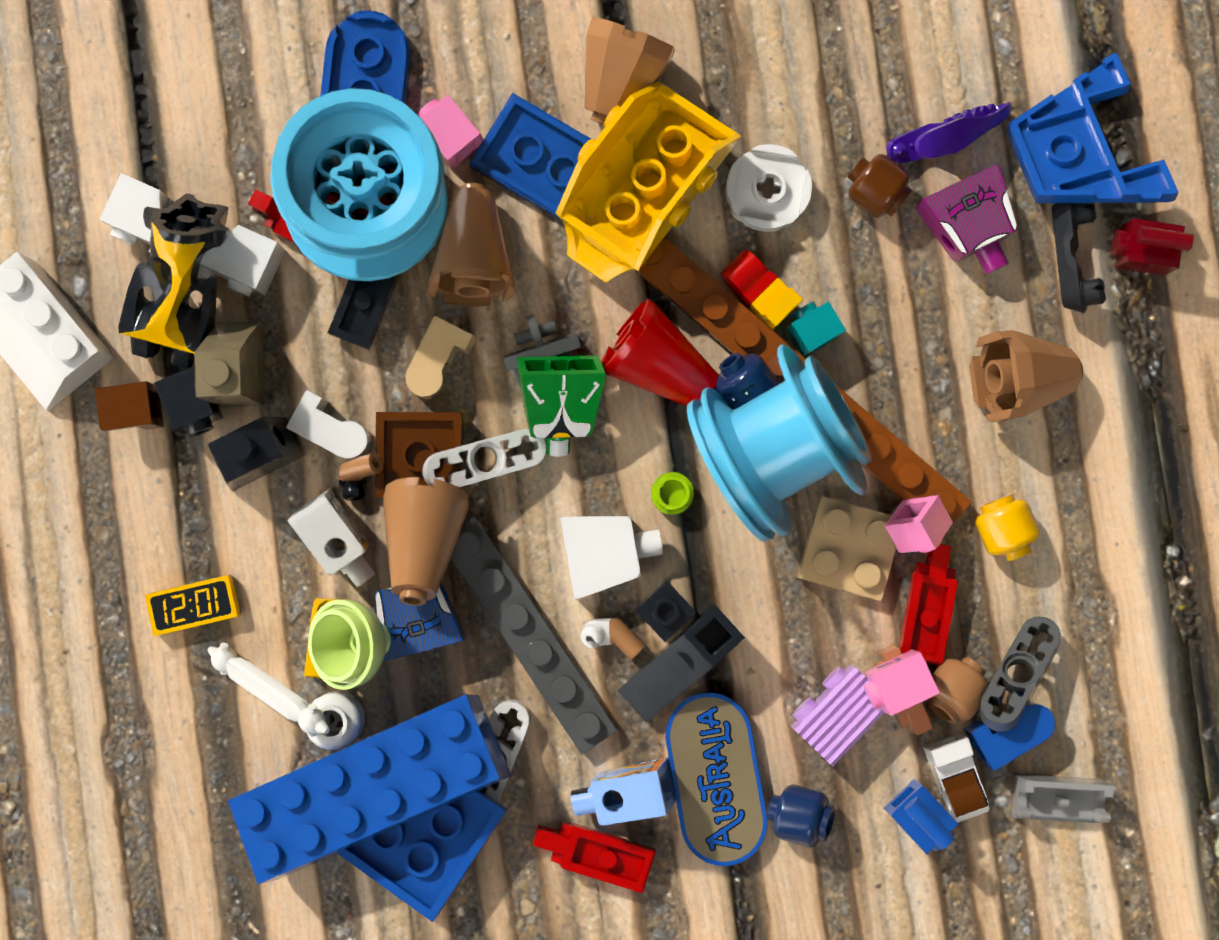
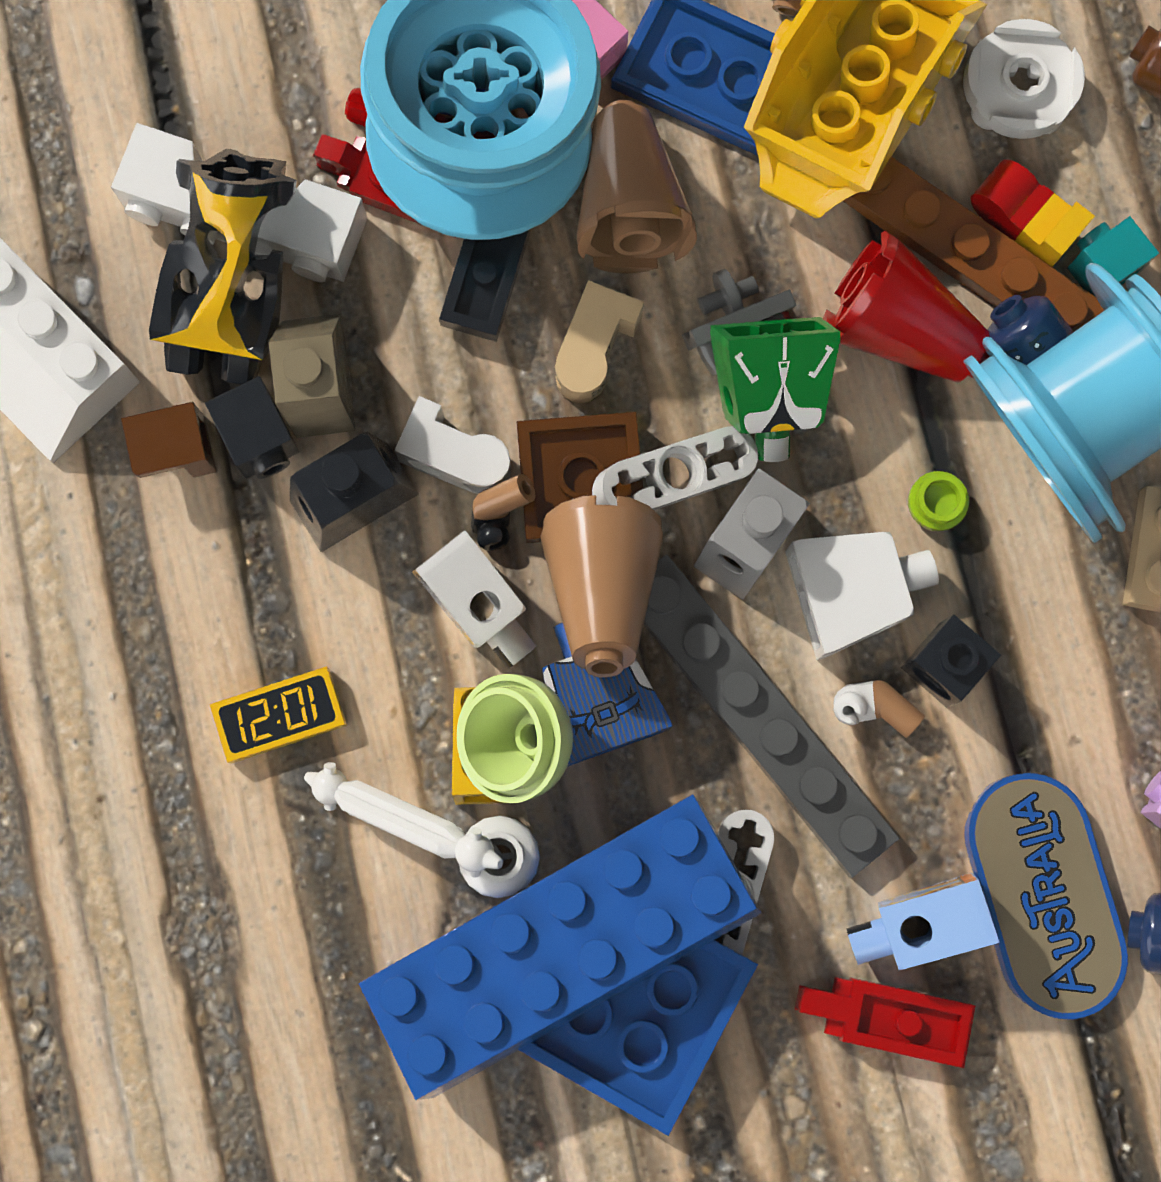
camera: 10 degrees left, 5 degrees down
(535, 505) = (751, 533): none -> light grey torso
(681, 662) = (984, 730): black slope -> none

